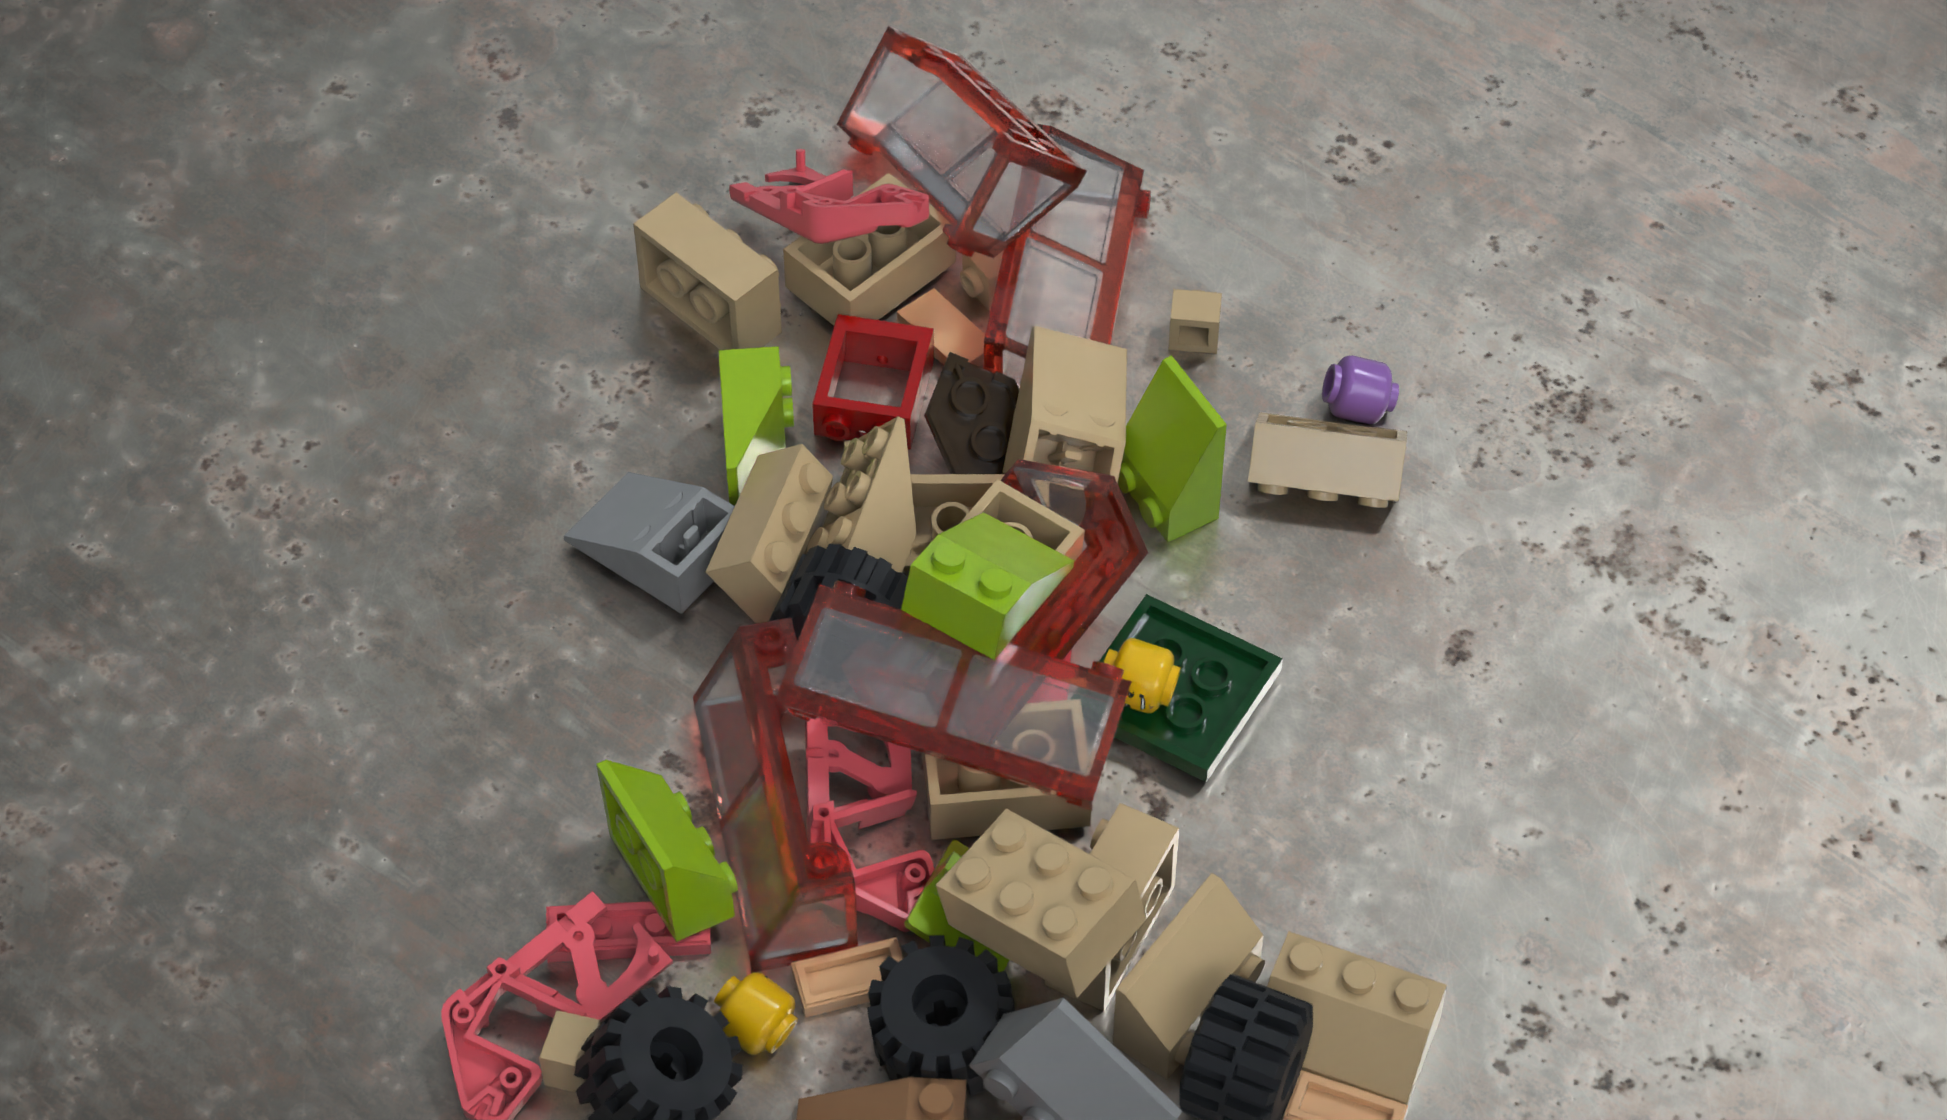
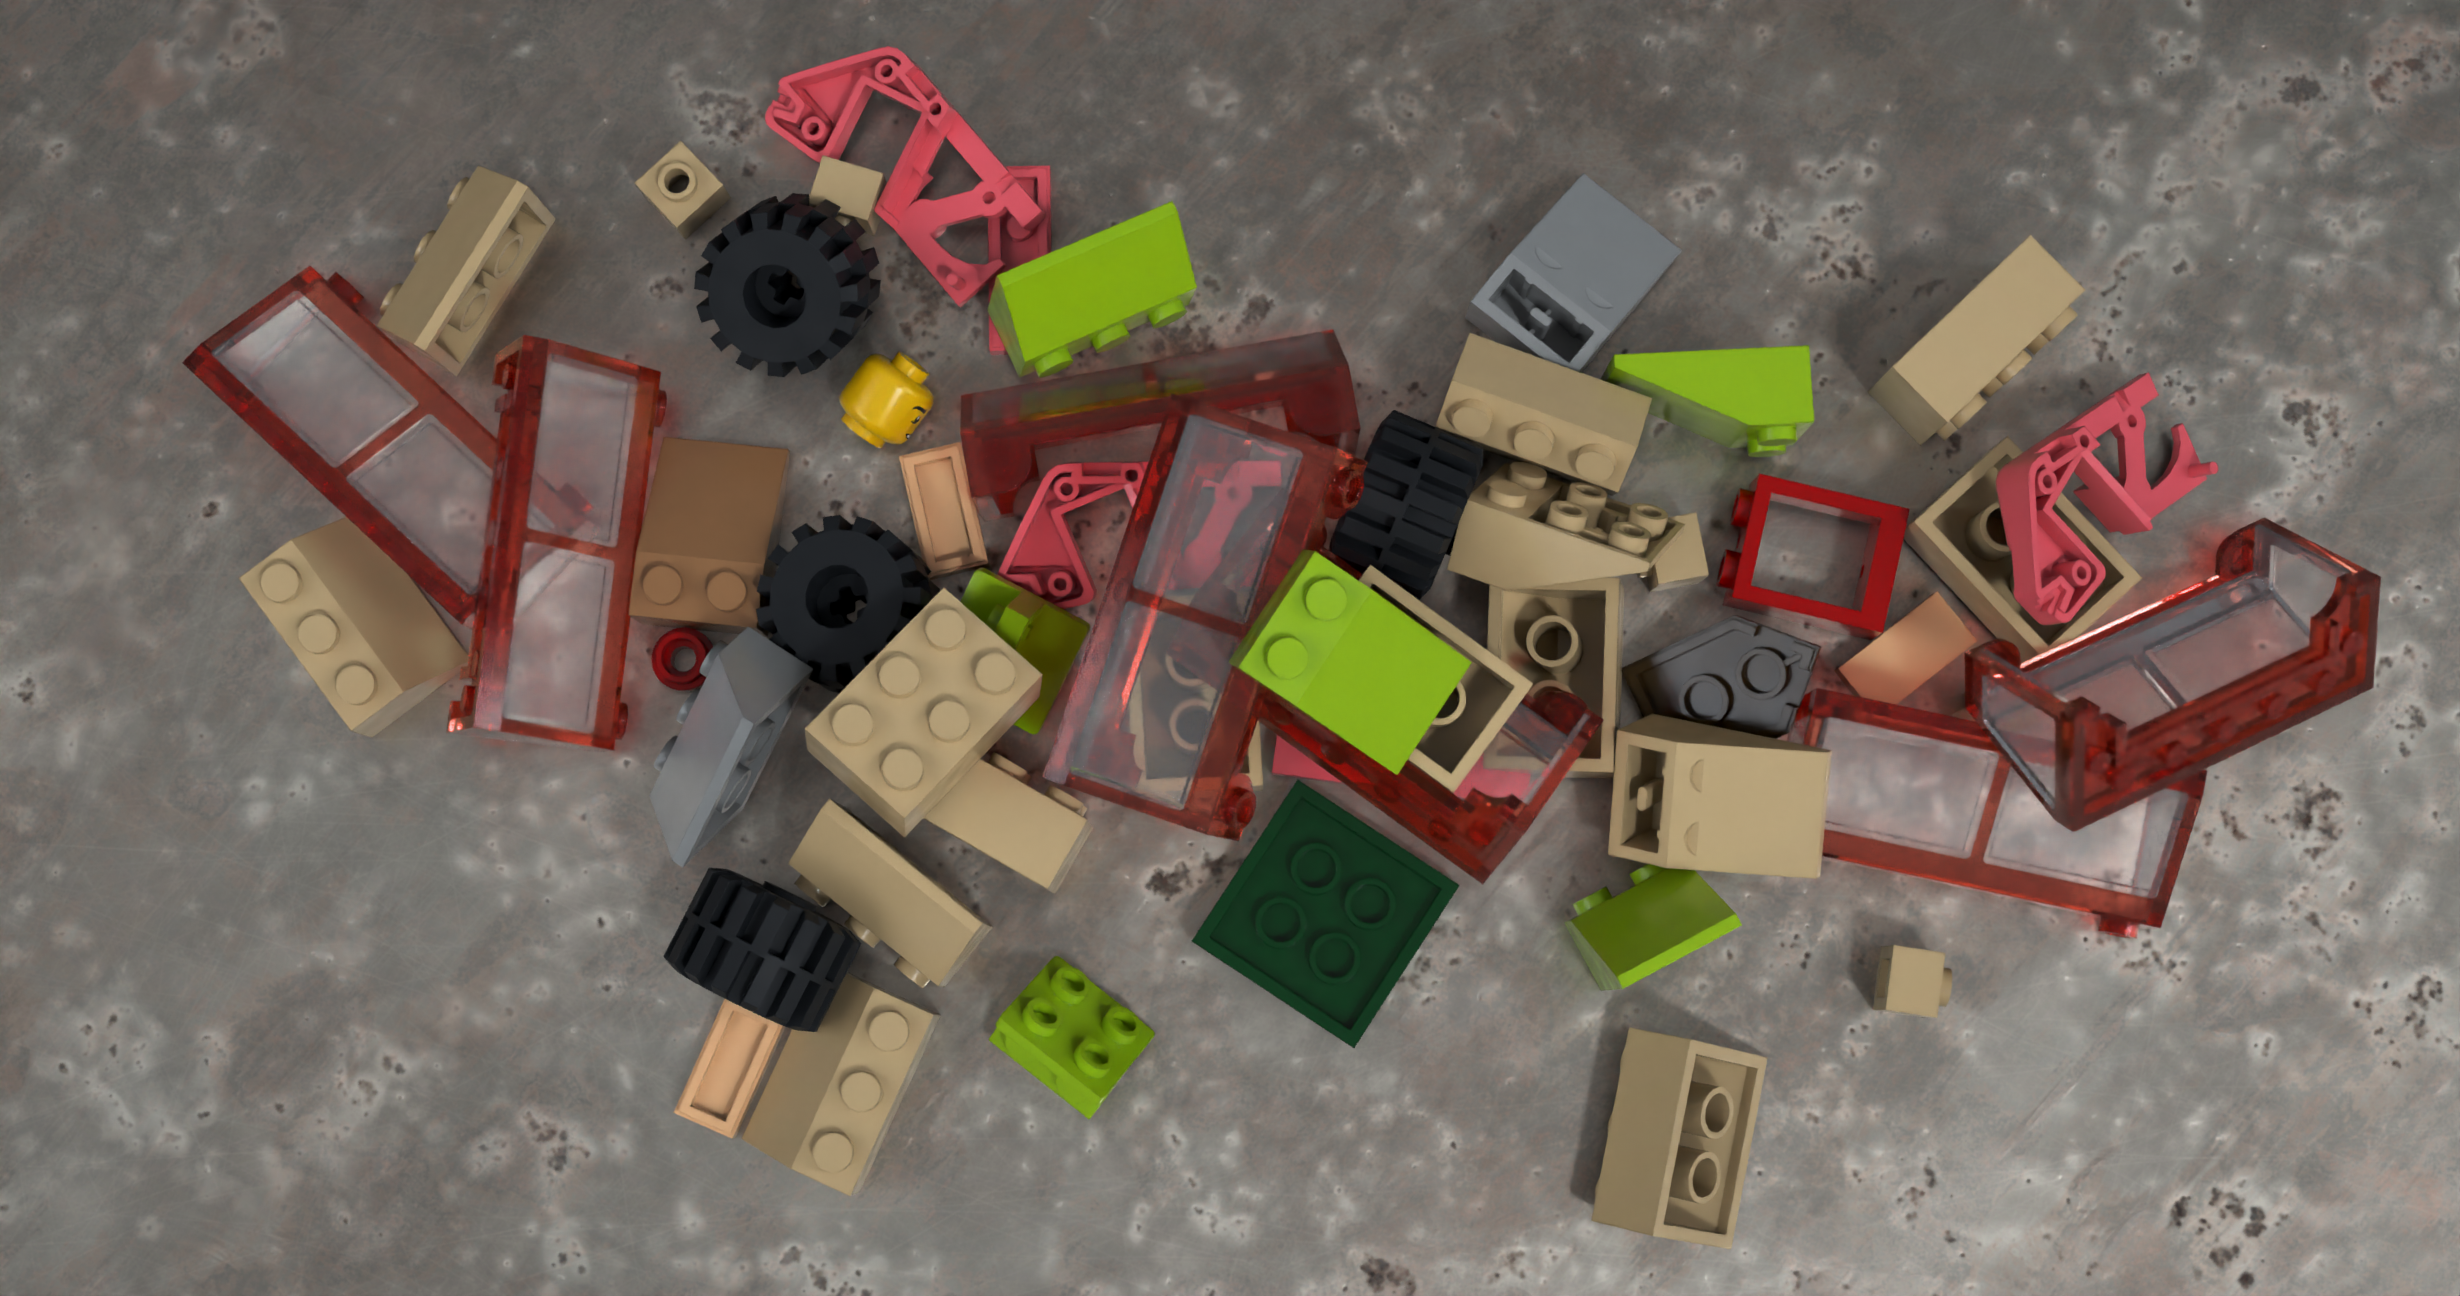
camera: 95 degrees right, 30 degrees up
(1150, 671) = (1313, 865): yellow head -> none
(1297, 854) = (1071, 1035): none -> lime bracket
(1359, 389) = (1785, 1190): medium lavender head -> none

